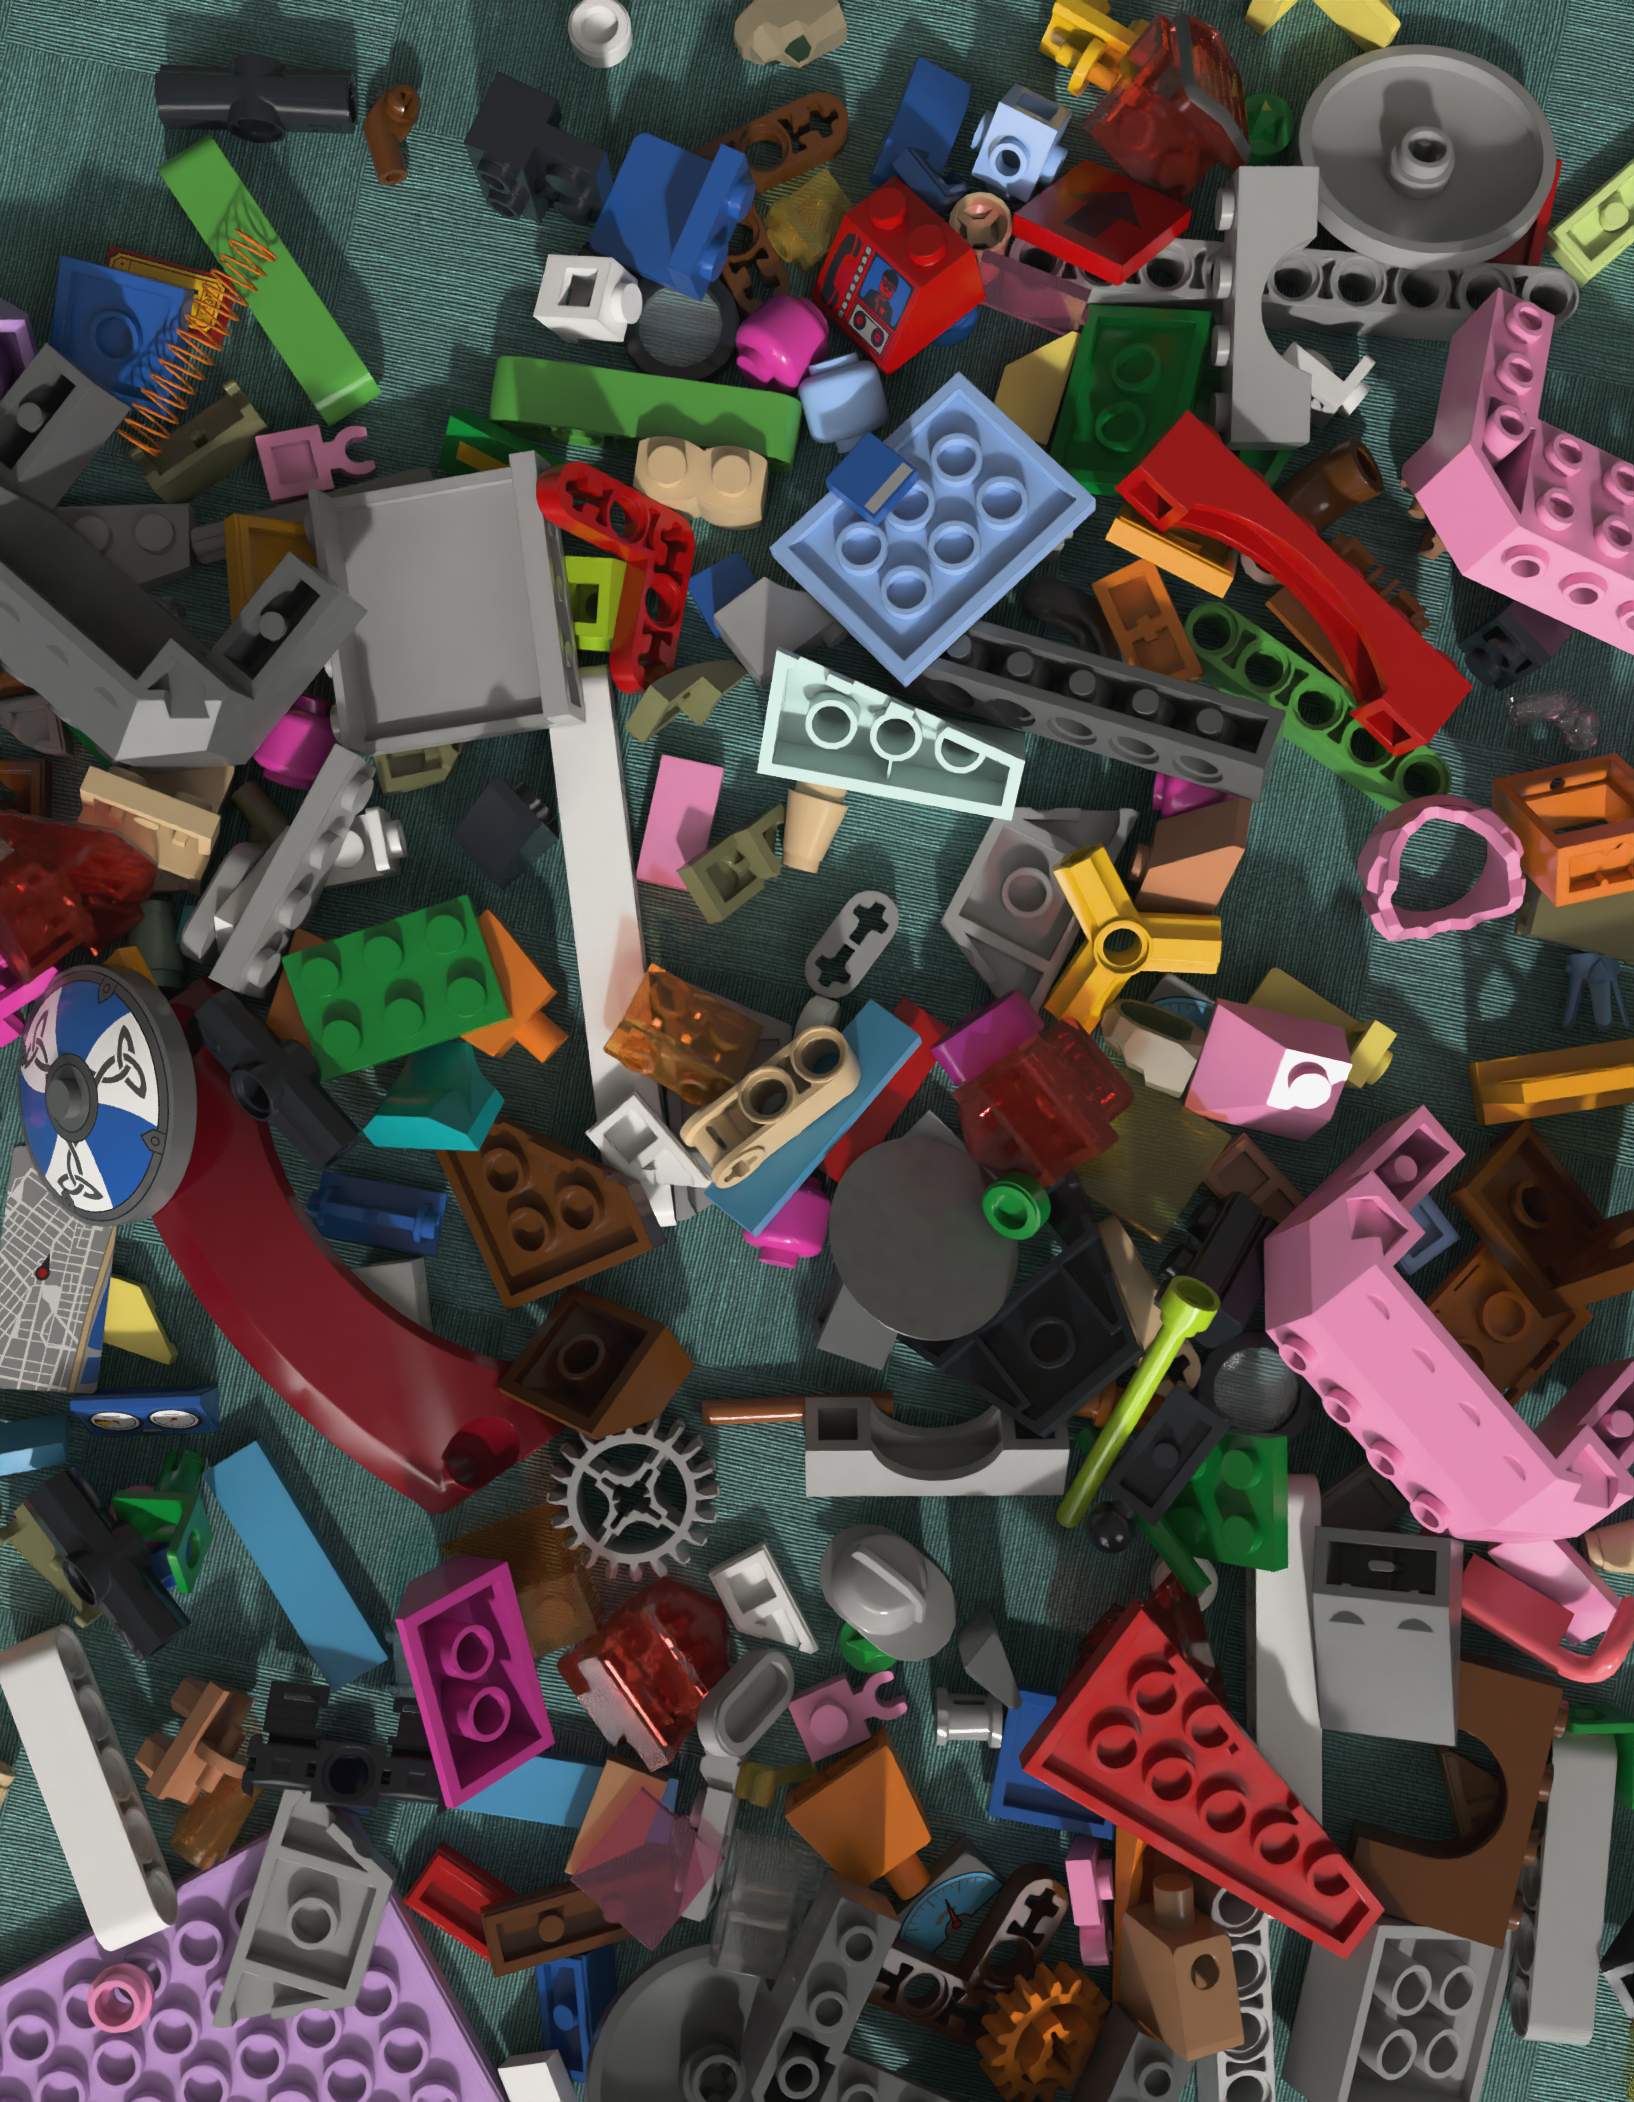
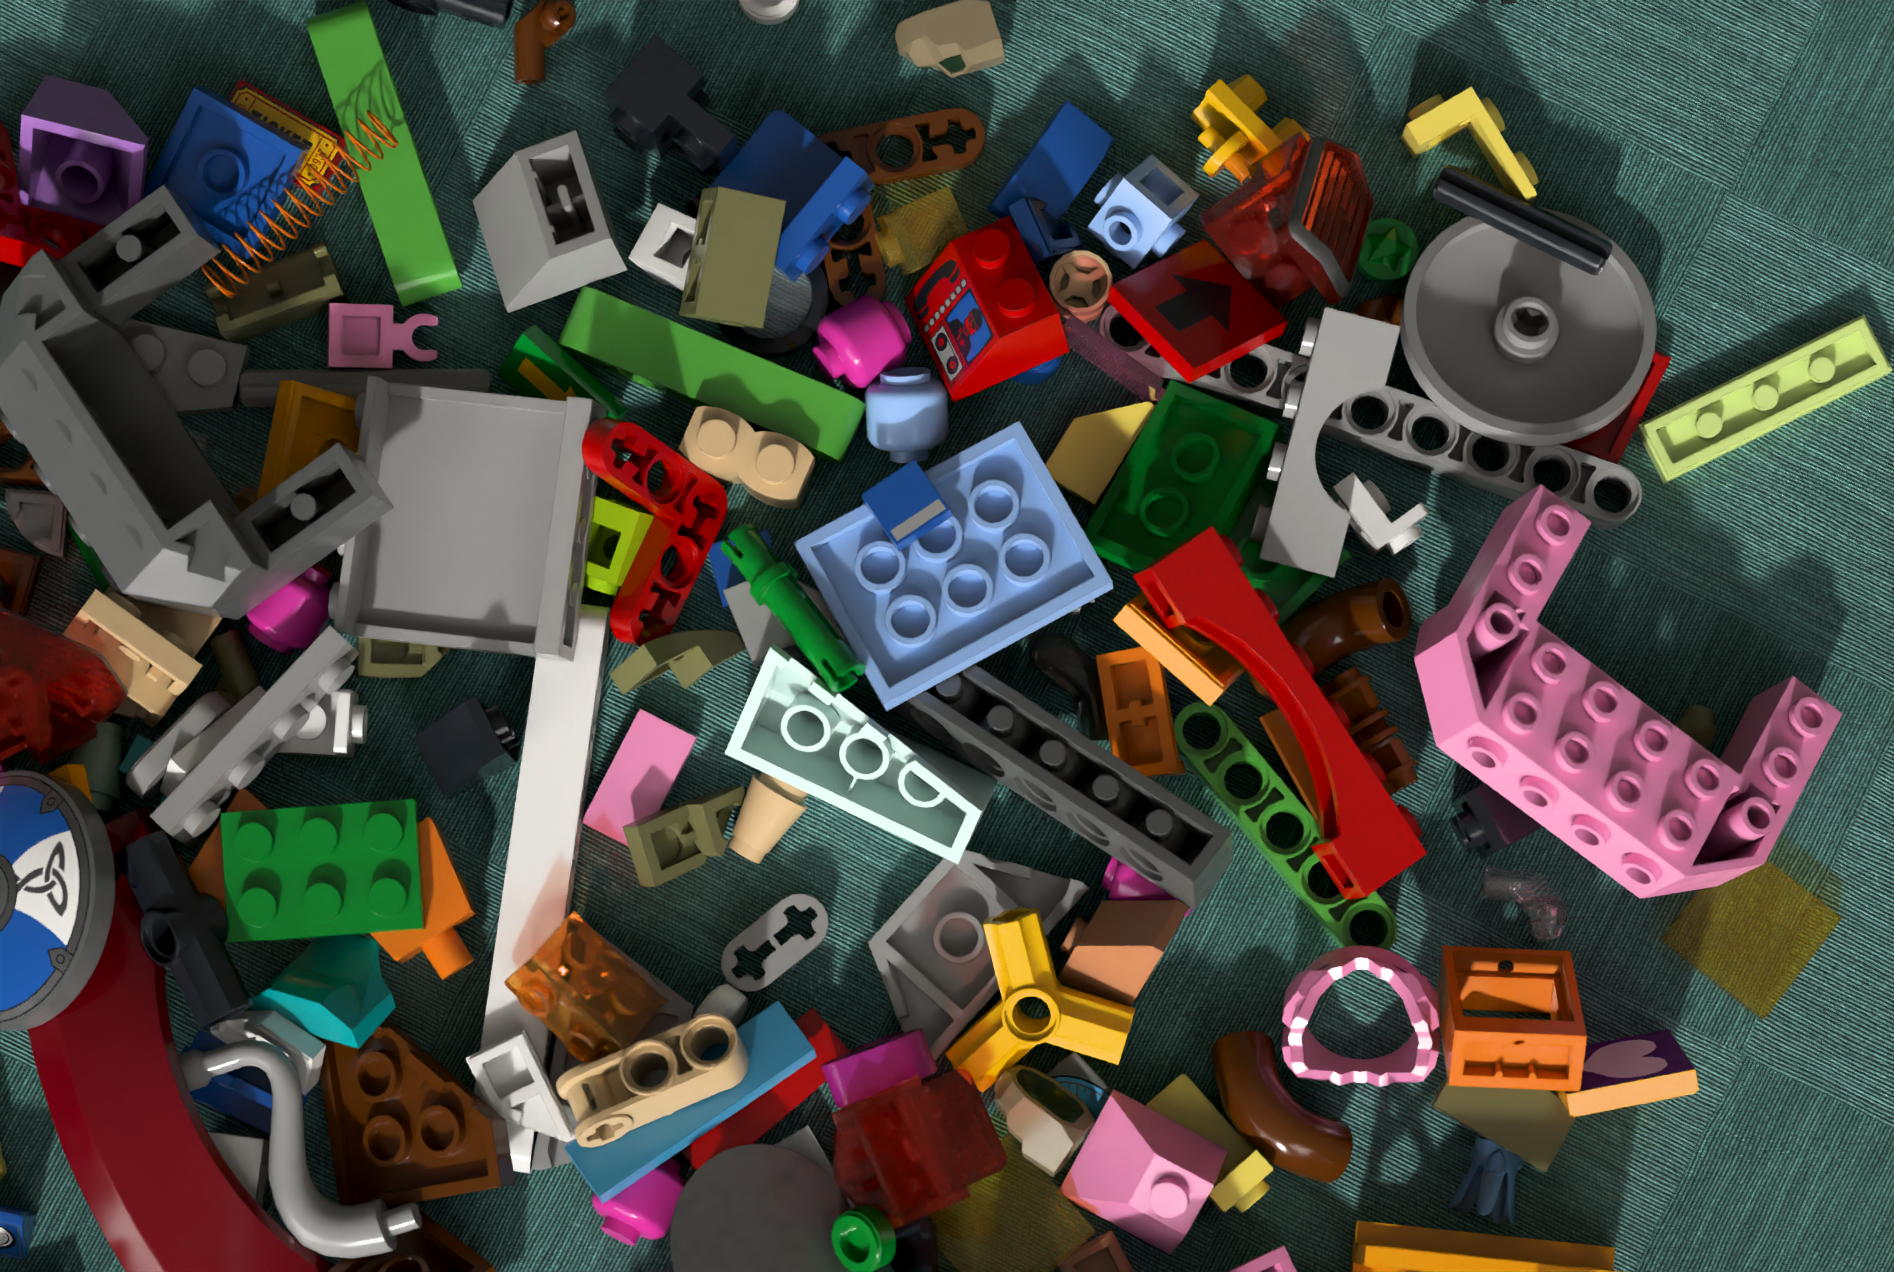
camera: 20 degrees right, 5 degrees down
(399, 1169) = (270, 1026): none -> white tile
(445, 302) = (547, 223): none -> light grey slope
(467, 1318) = (304, 1211): none -> light grey animal
(635, 275) = (732, 257): none -> olive hinge
(766, 596) = (779, 590): none -> green pin
(1370, 982) = (1268, 1114): none -> reddish brown cylinder
(1392, 54) = (1522, 220): none -> black axle

